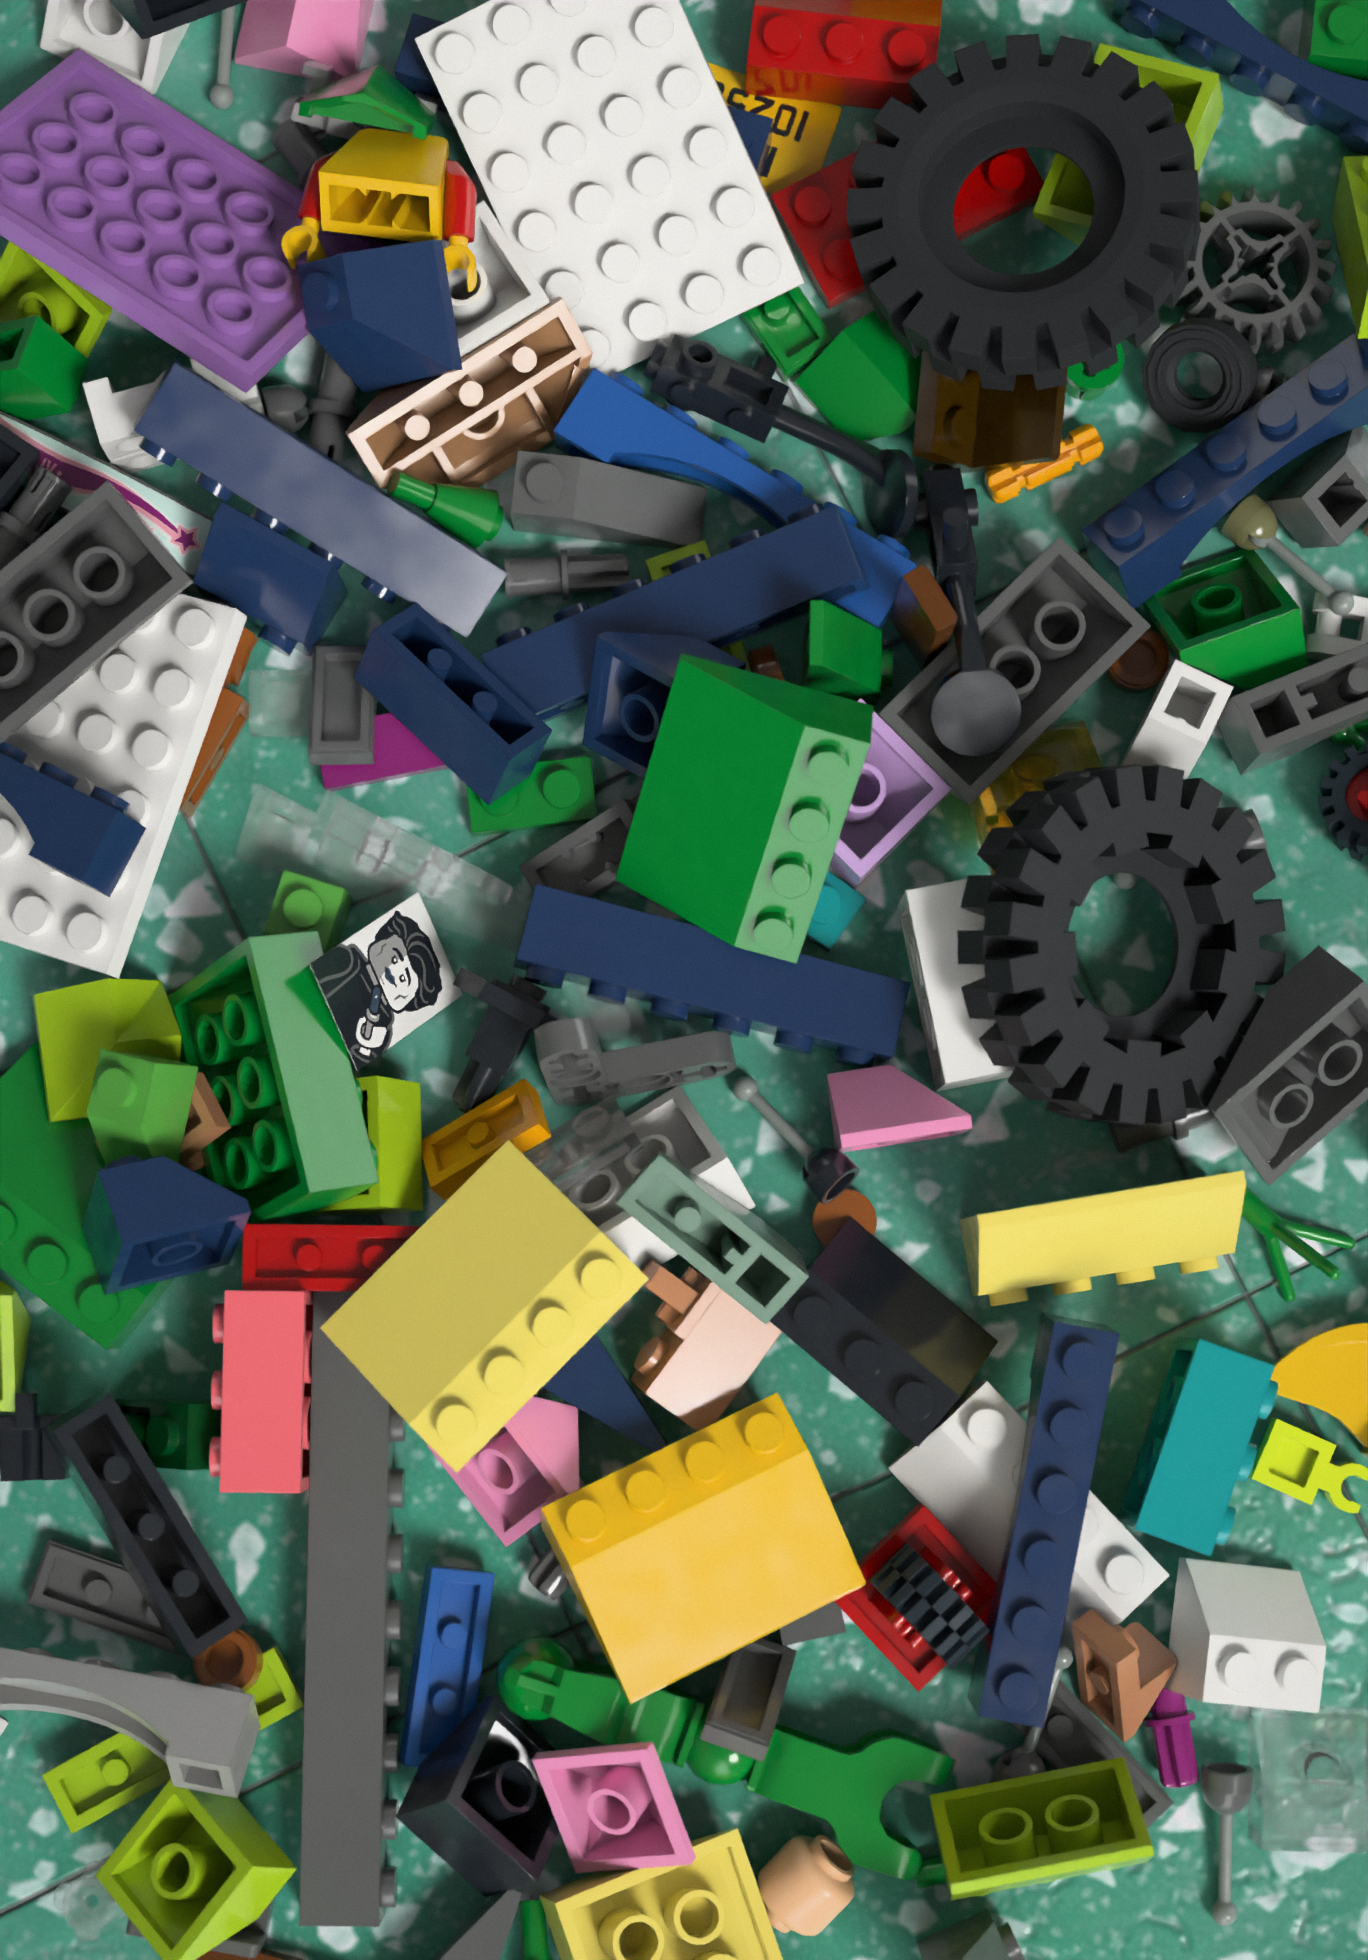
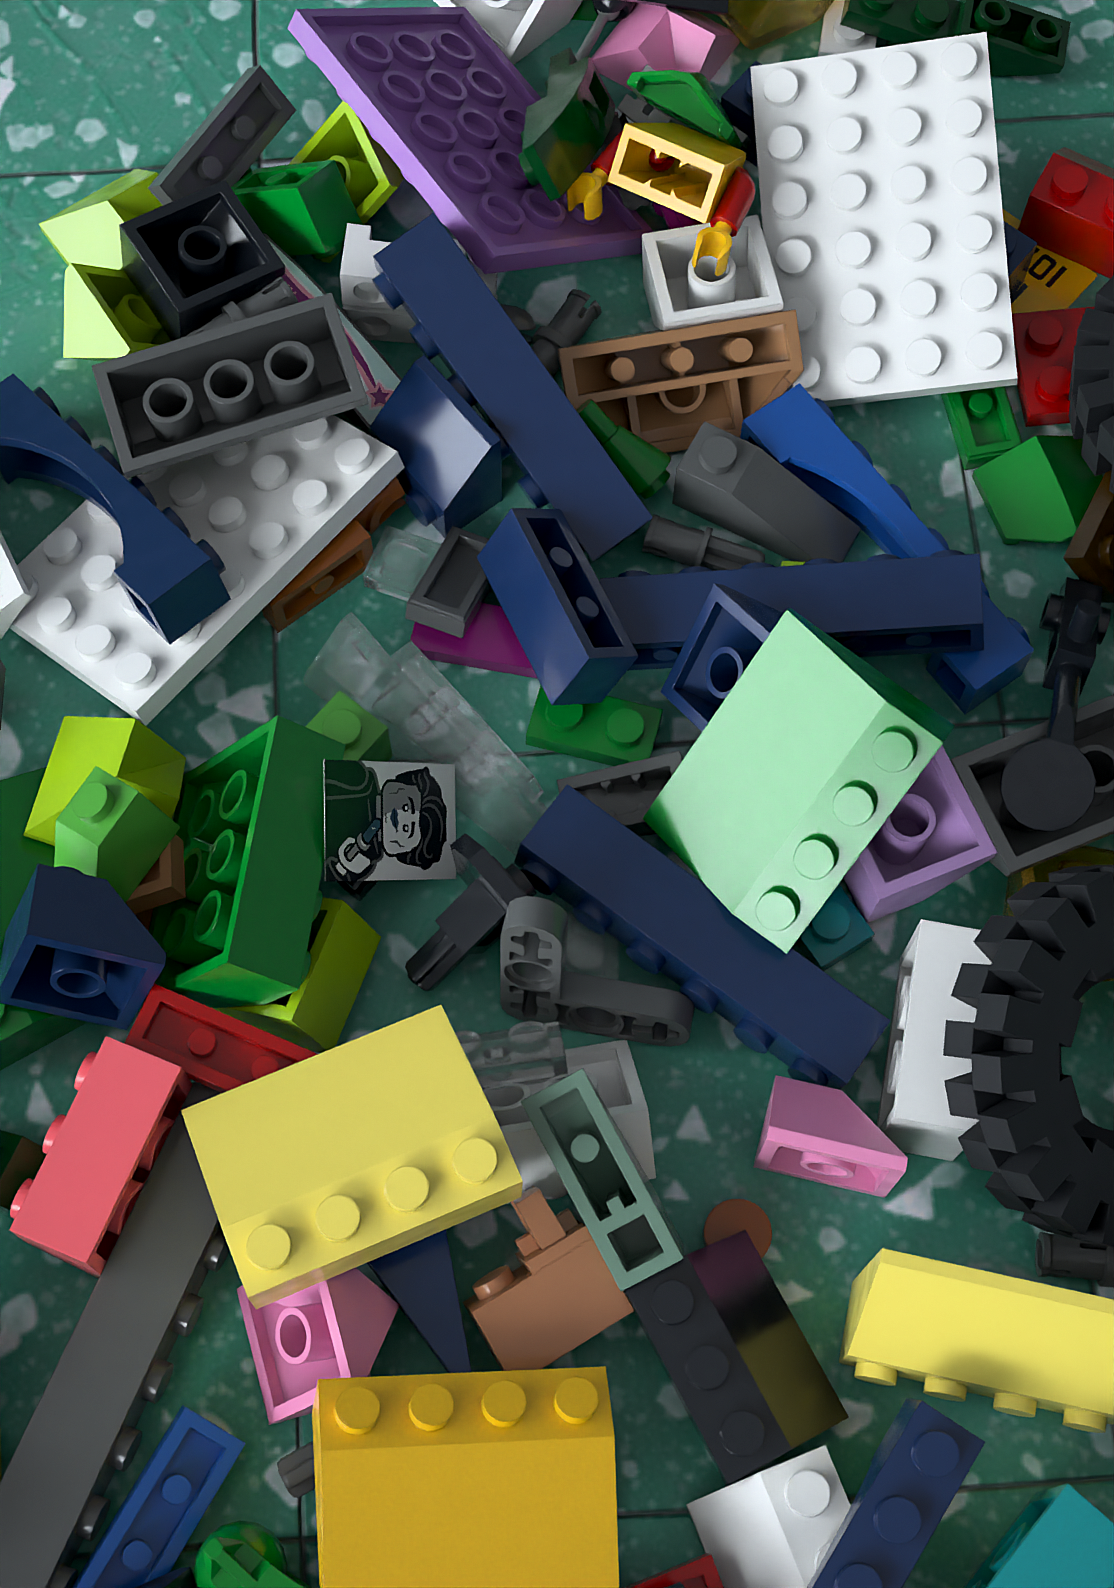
camera: 20 degrees right, 15 degrees down
(254, 173) = (567, 125): none -> dark green slope
(383, 313) = (632, 263): dark blue slope -> none
(469, 1141) = (460, 994): light orange plate -> none
(751, 402) = (932, 467): black piece -> none
(826, 1170) = (739, 1172): hinge -> none
(844, 655) = (944, 683): green slope -> none
(923, 616) = (1027, 680): tile -> none

